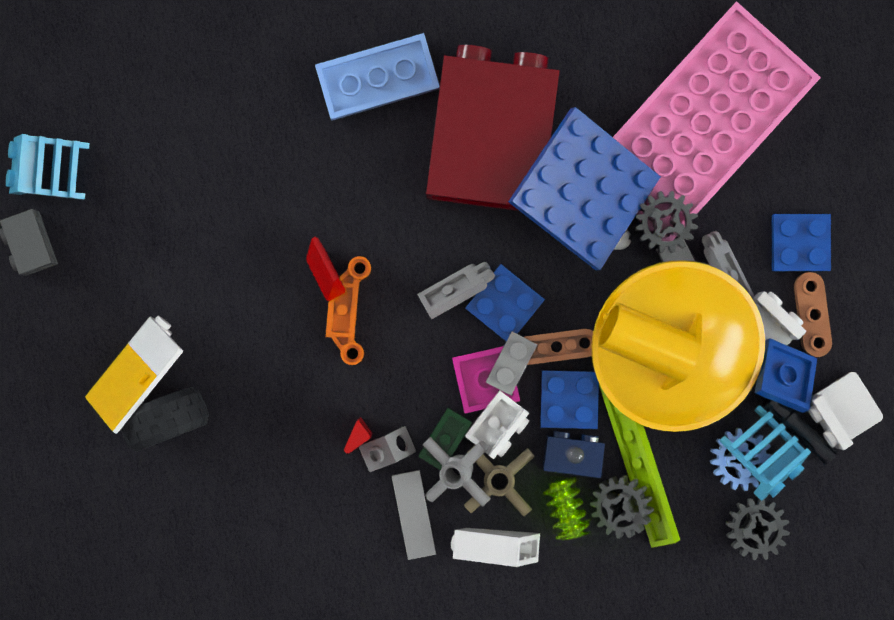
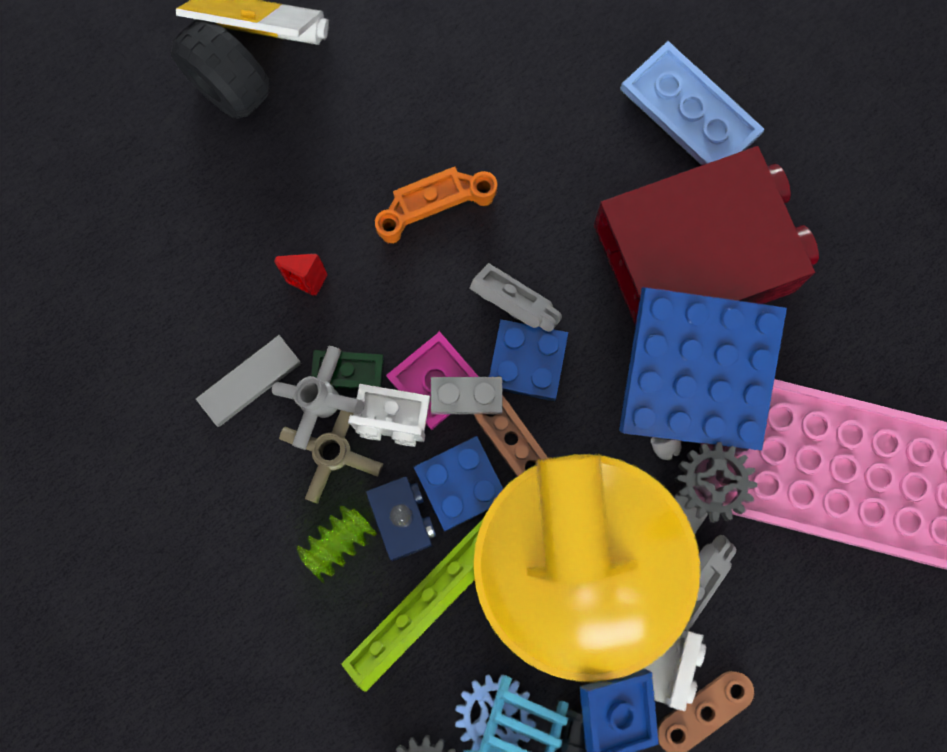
camera: 60 degrees right, 10 degrees down
(324, 270) = (462, 154): red slope -> none
(385, 451) = (301, 311): light grey bracket -> none
(496, 546) = (255, 486): white slope -> none
(609, 506) = (373, 607): dark grey gear -> none
(801, 242) = (778, 654): blue plate -> none

